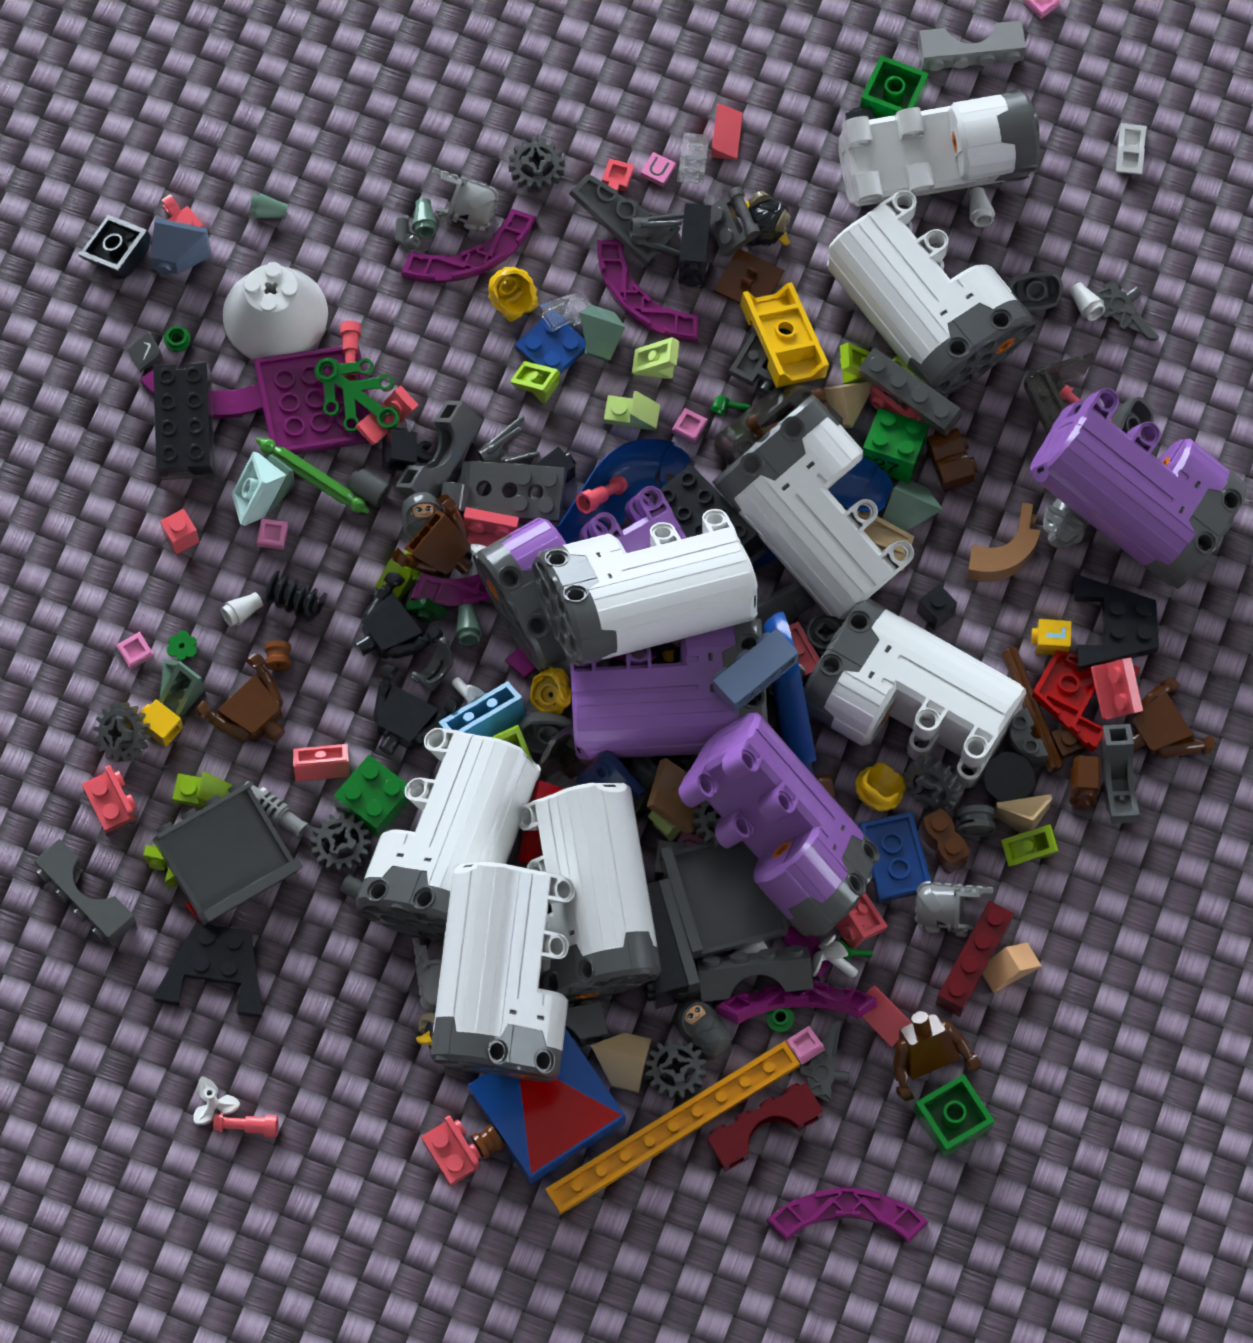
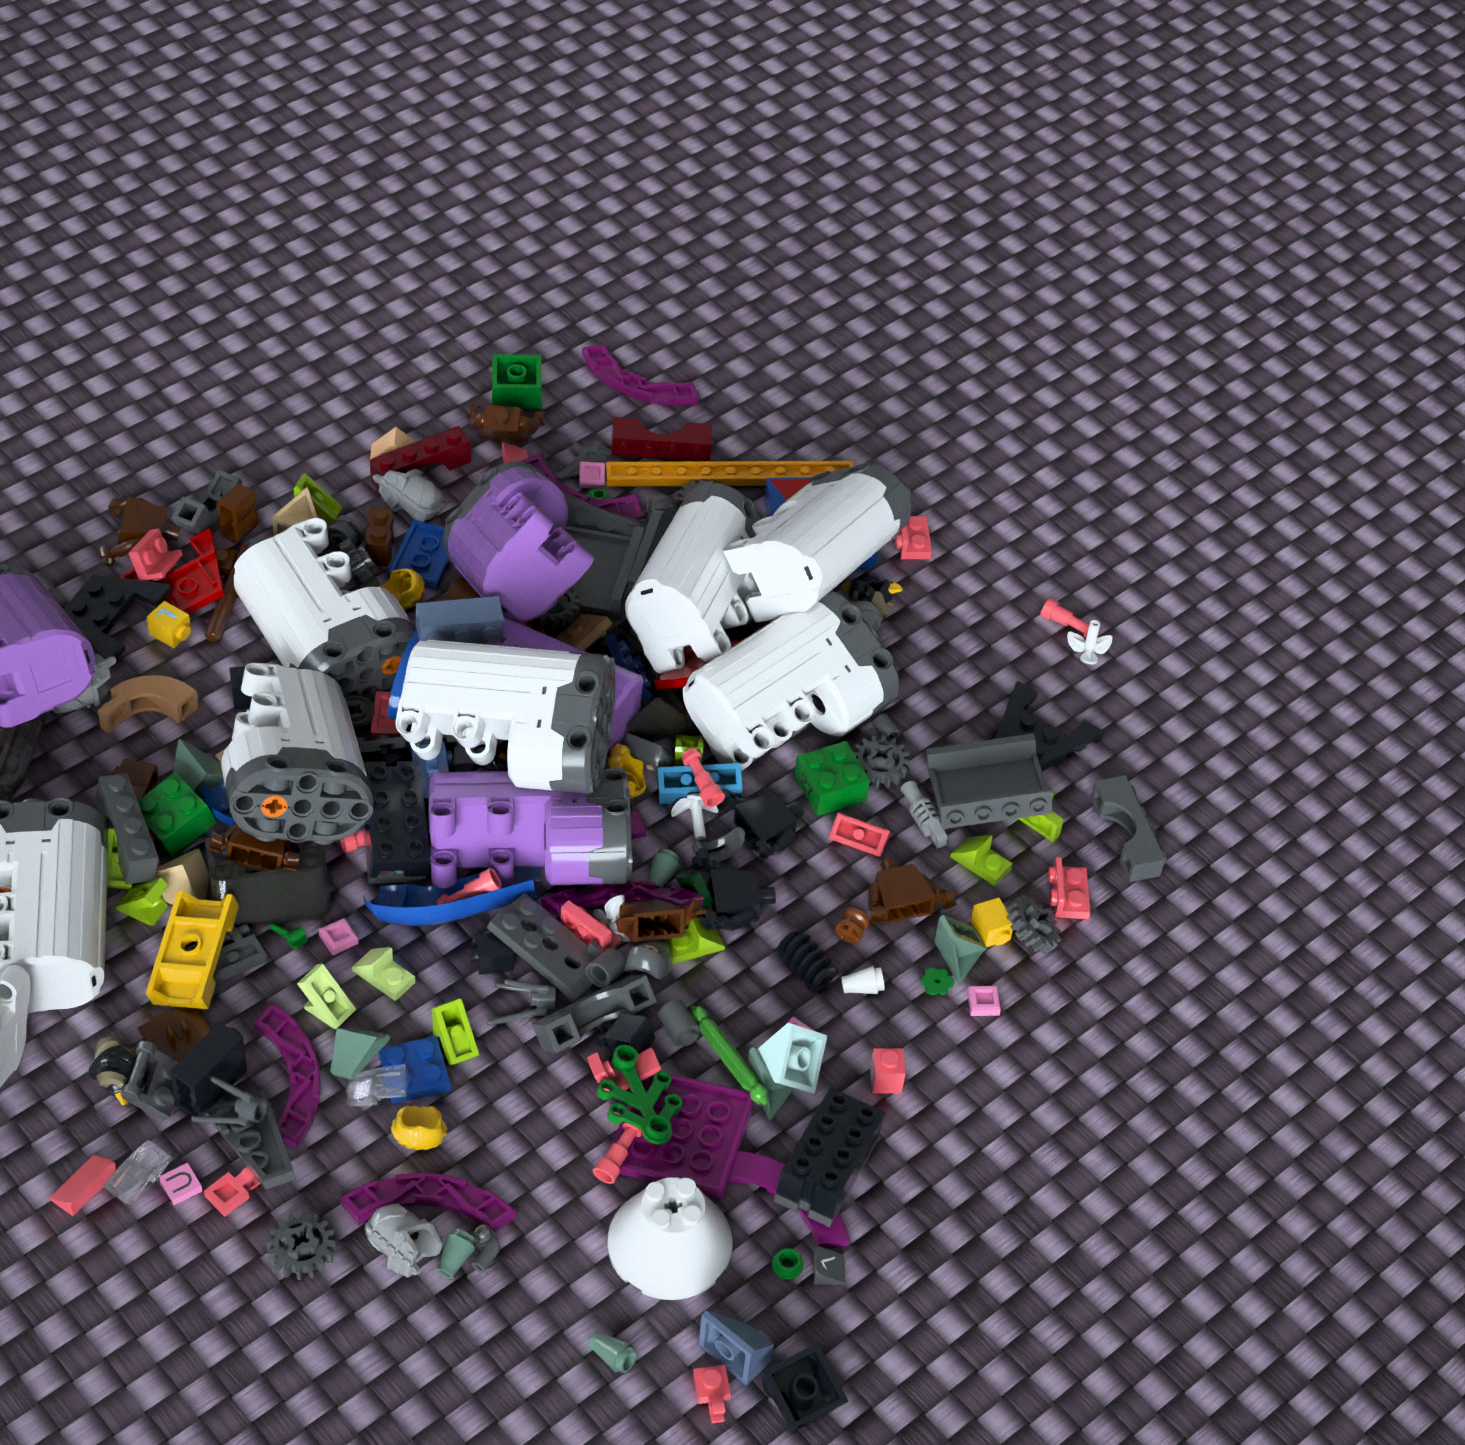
camera: 155 degrees left, 20 degrees down
(459, 691) = (710, 792): none -> coral piece

